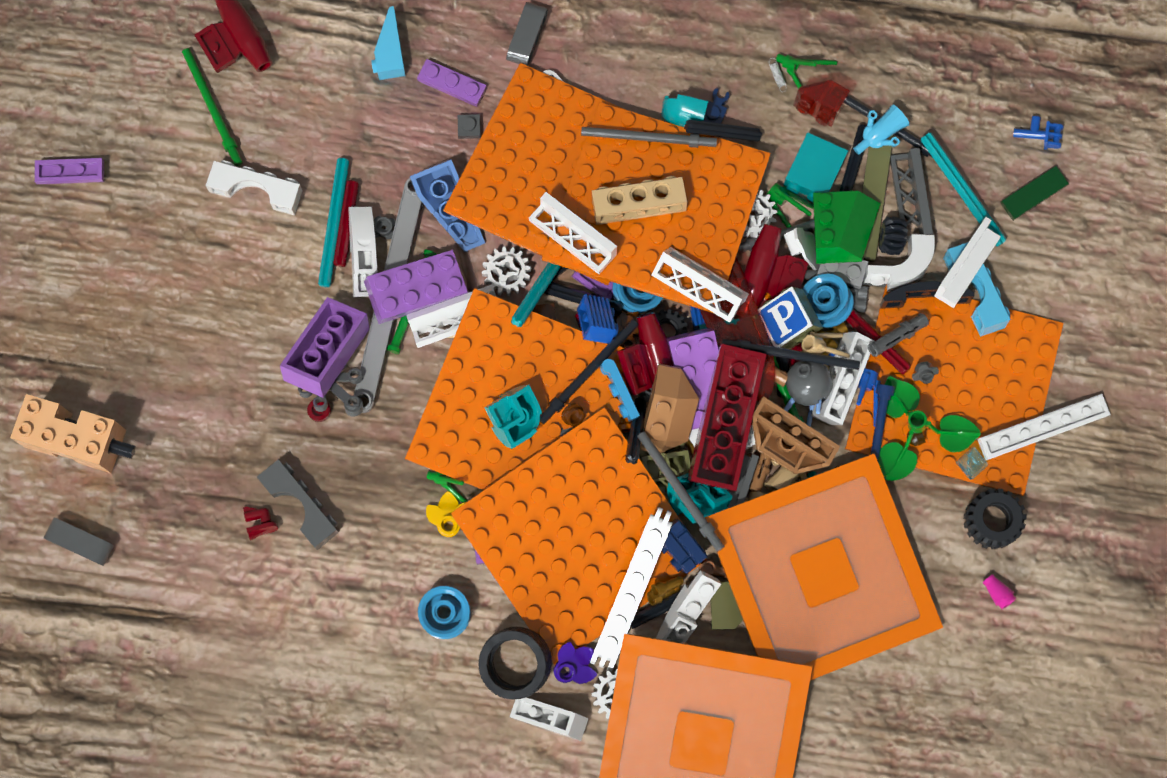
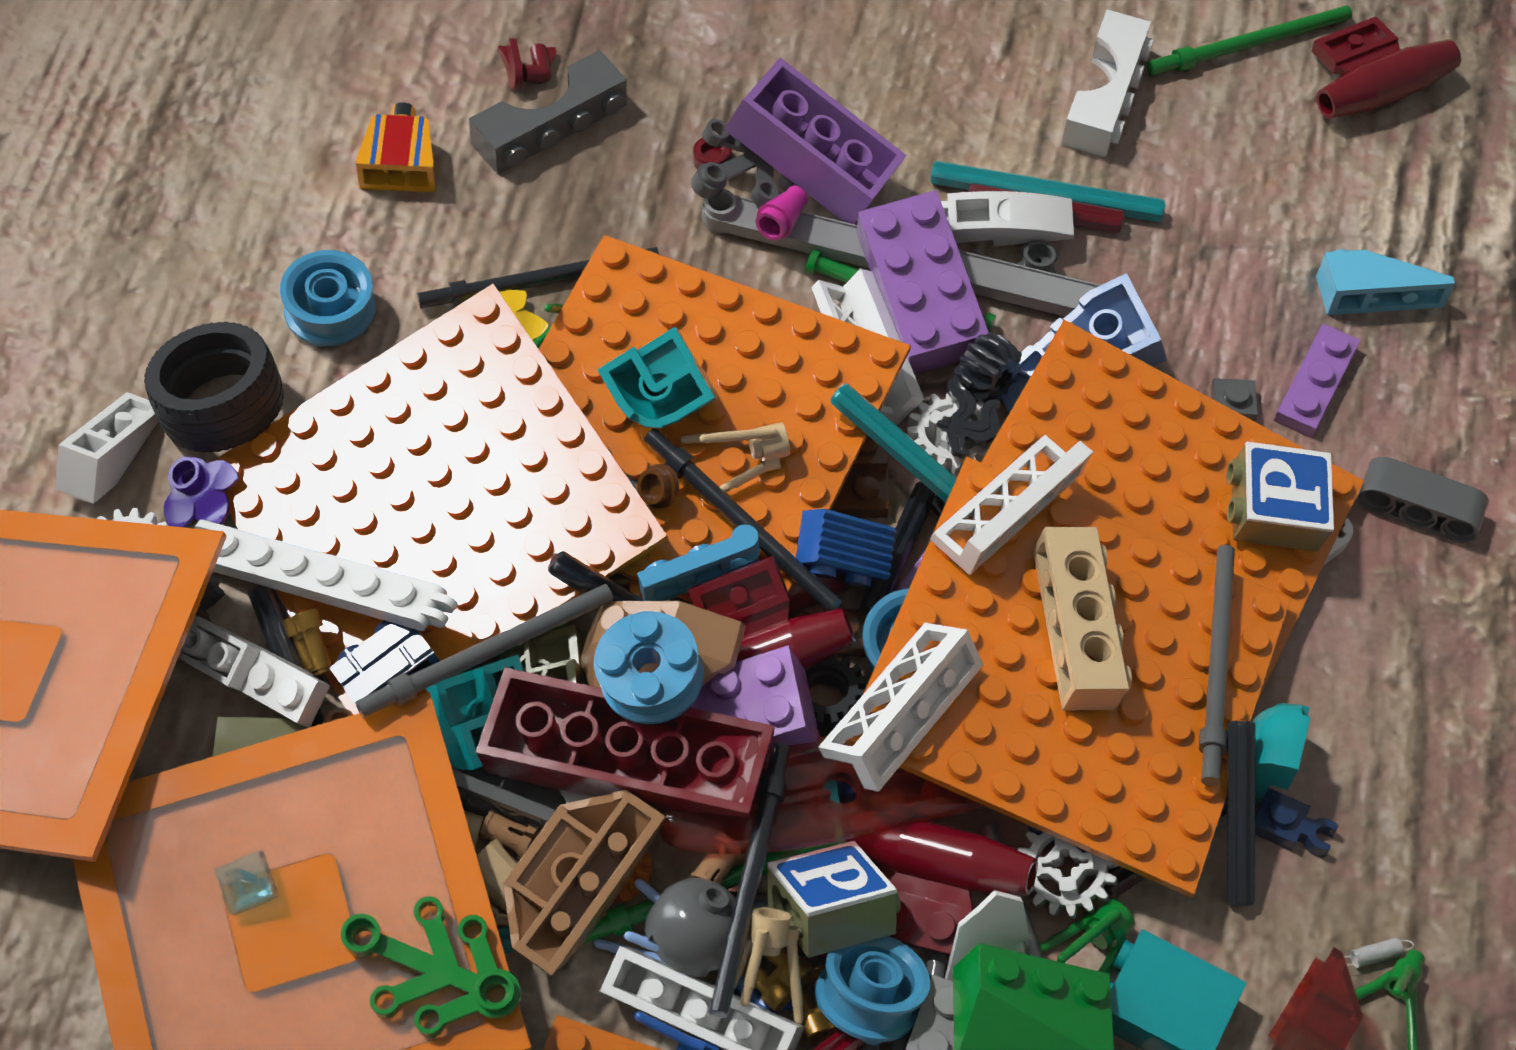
camera: 90 degrees right, 20 degrees down
(333, 587) = (397, 152): none -> light orange torso
(372, 365) = (780, 214): none -> dark pink cone
(429, 540) = (460, 291): none -> black bar
(470, 251) = (988, 367): none -> black gear
(512, 257) = (962, 430): none -> black piece
(546, 102) = (1281, 496): none -> piece
(547, 359) = (765, 442): none -> tan plant
(712, 404) = (644, 640): none -> dark azure wheel
(811, 593) = (246, 883): none -> clear light blue tile
(845, 497) = (437, 970): none -> green plant

